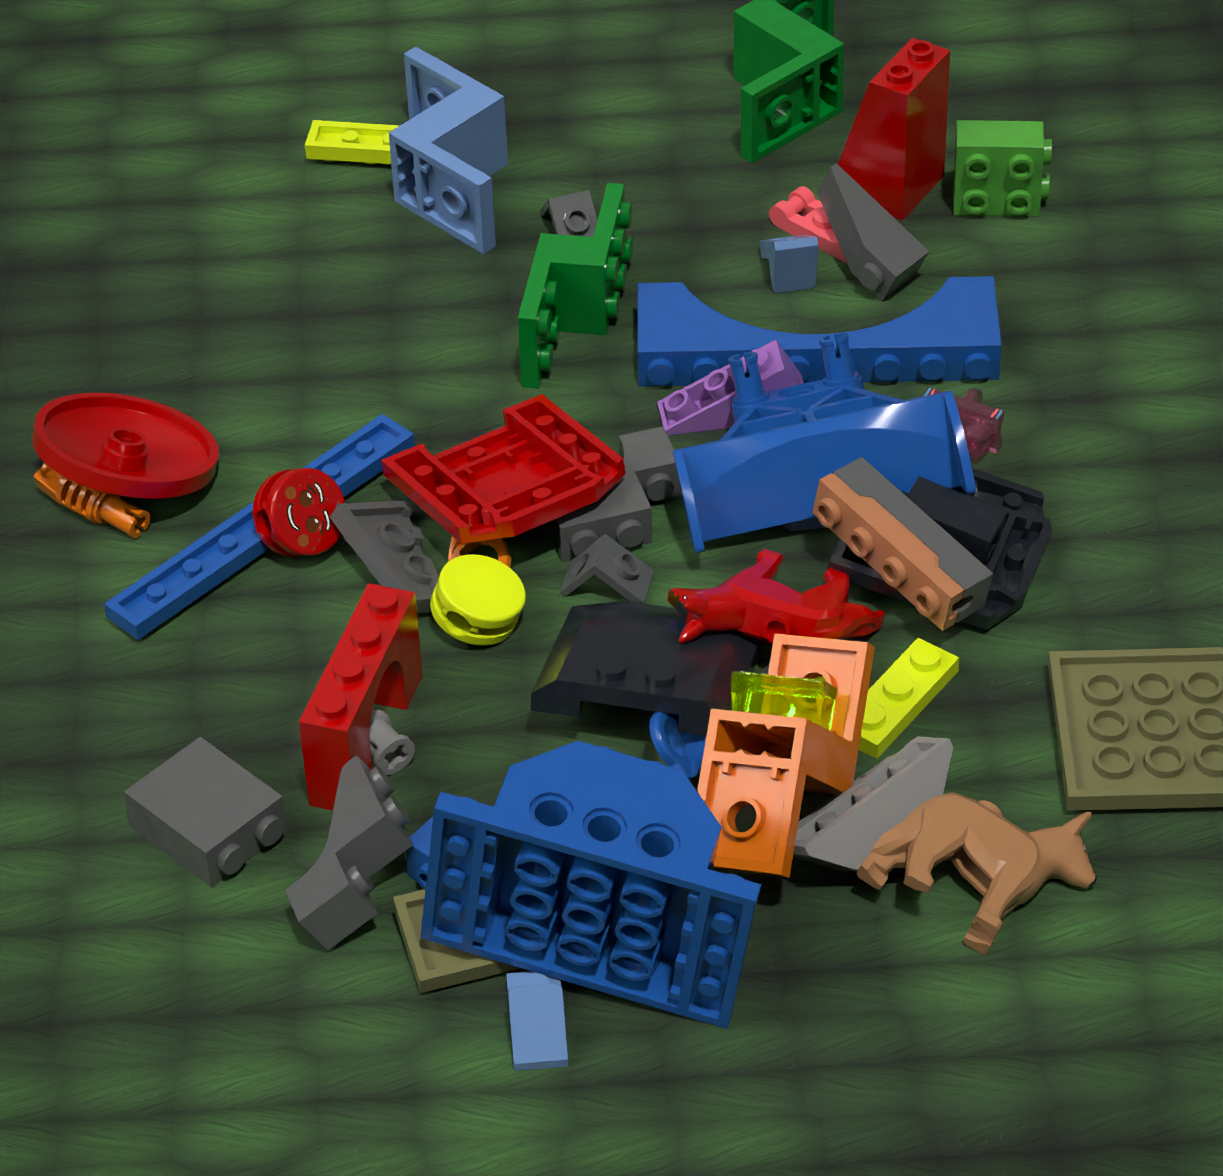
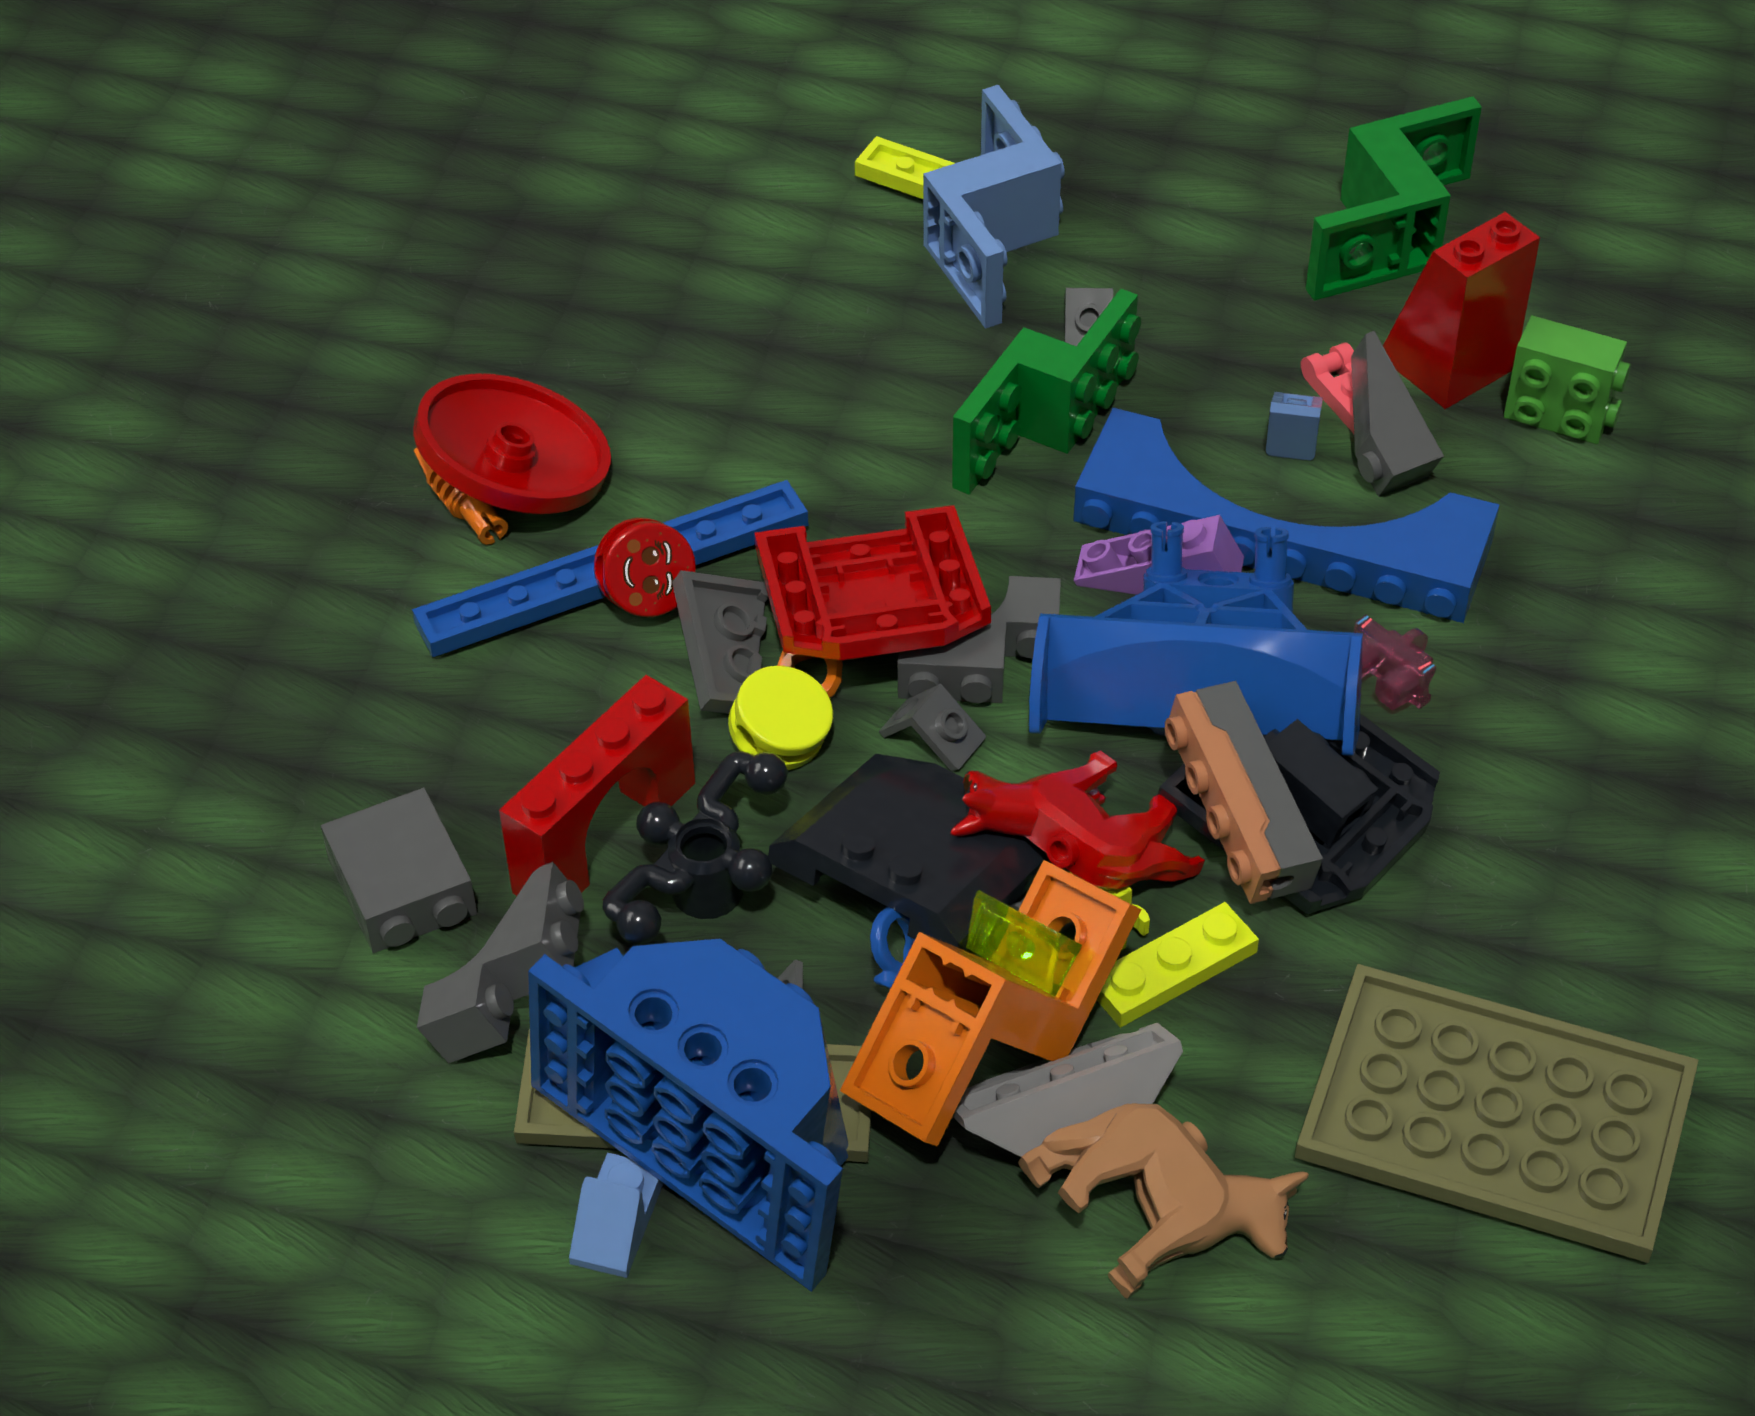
camera: 20 degrees right, 5 degrees up
(384, 744) = (610, 847): light grey bush -> none
(474, 717) = (703, 856): none -> black wheel

